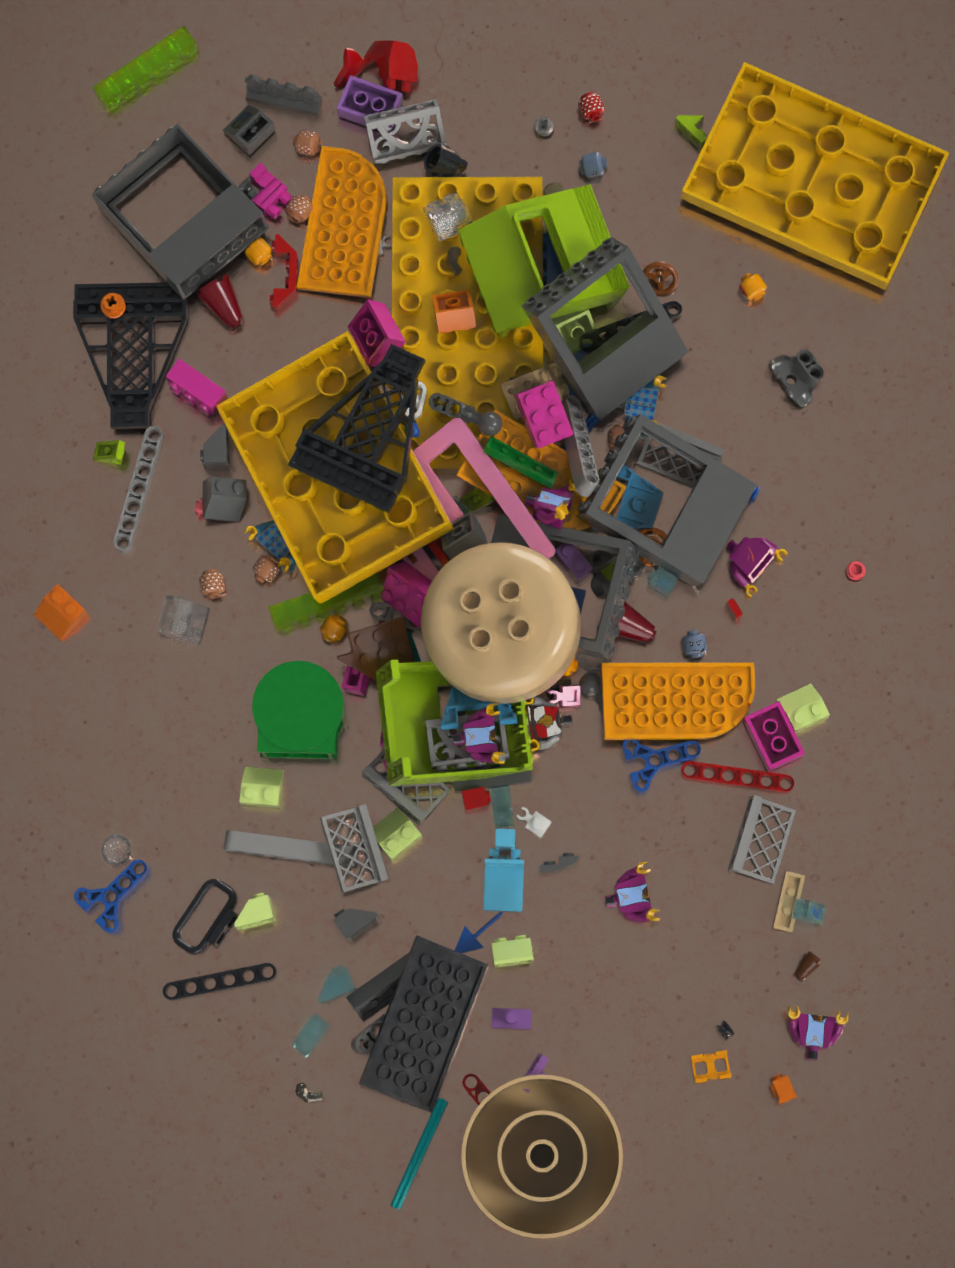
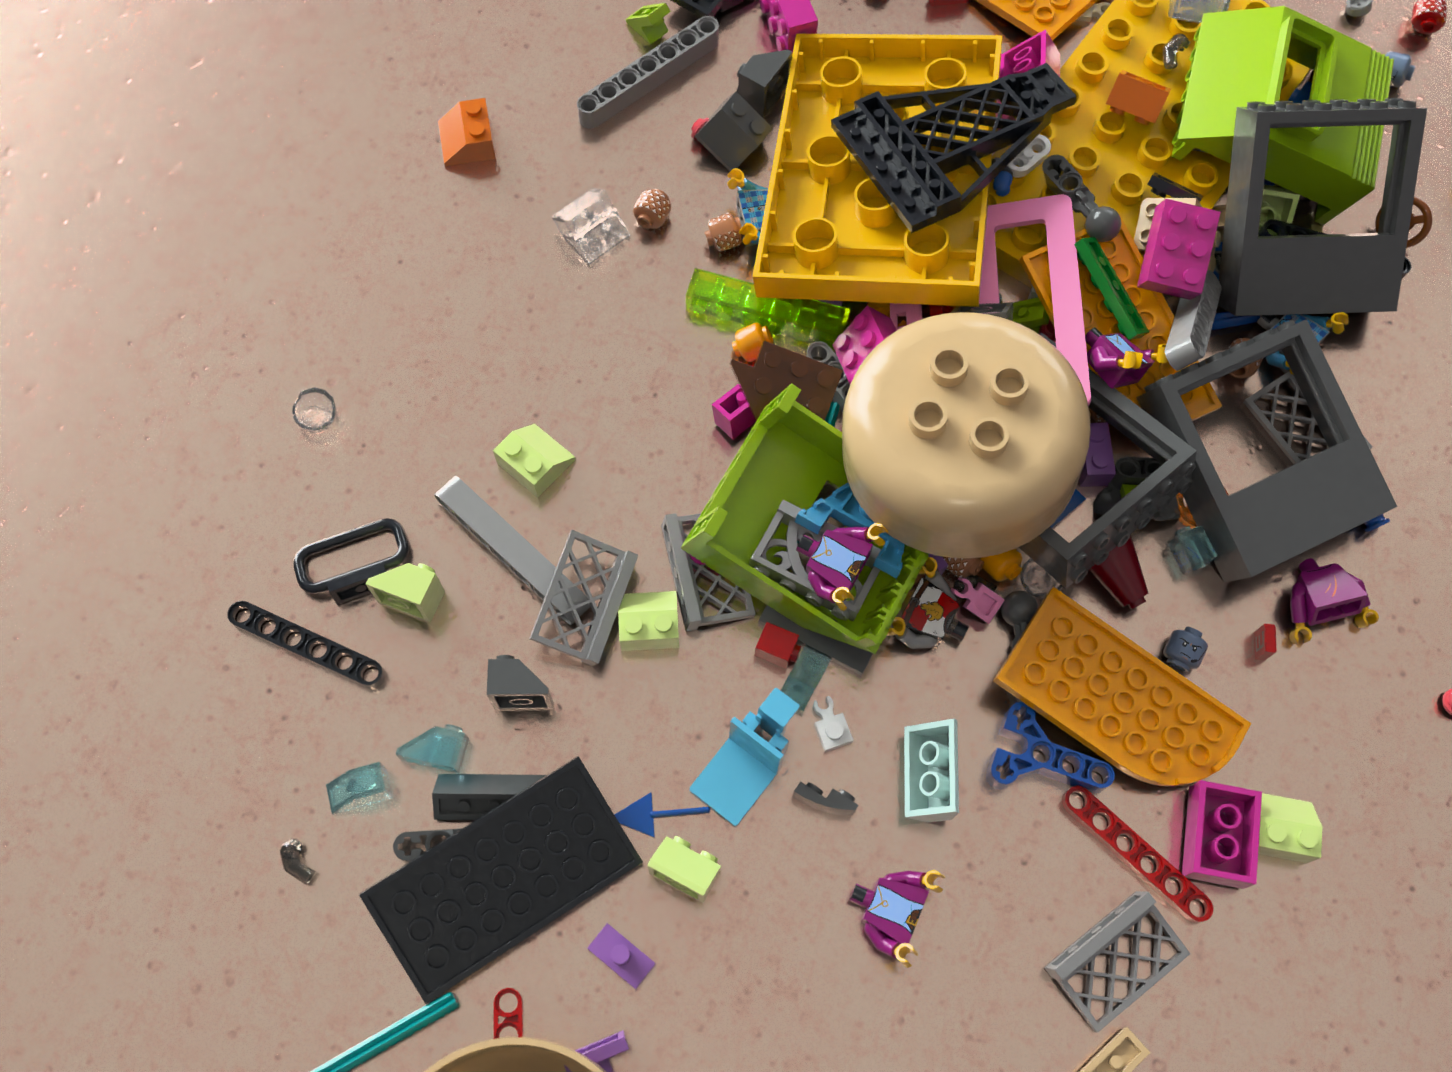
camera: 30 degrees right, 10 degrees down
(100, 896) = (240, 444): blue beam -> none
(298, 712) = (639, 400): green brick -> none
(514, 364) = (1163, 186): none -> black plate
(603, 811) = (931, 771): none -> light aqua slope
(639, 501) = (1227, 434): dark azure wing -> none

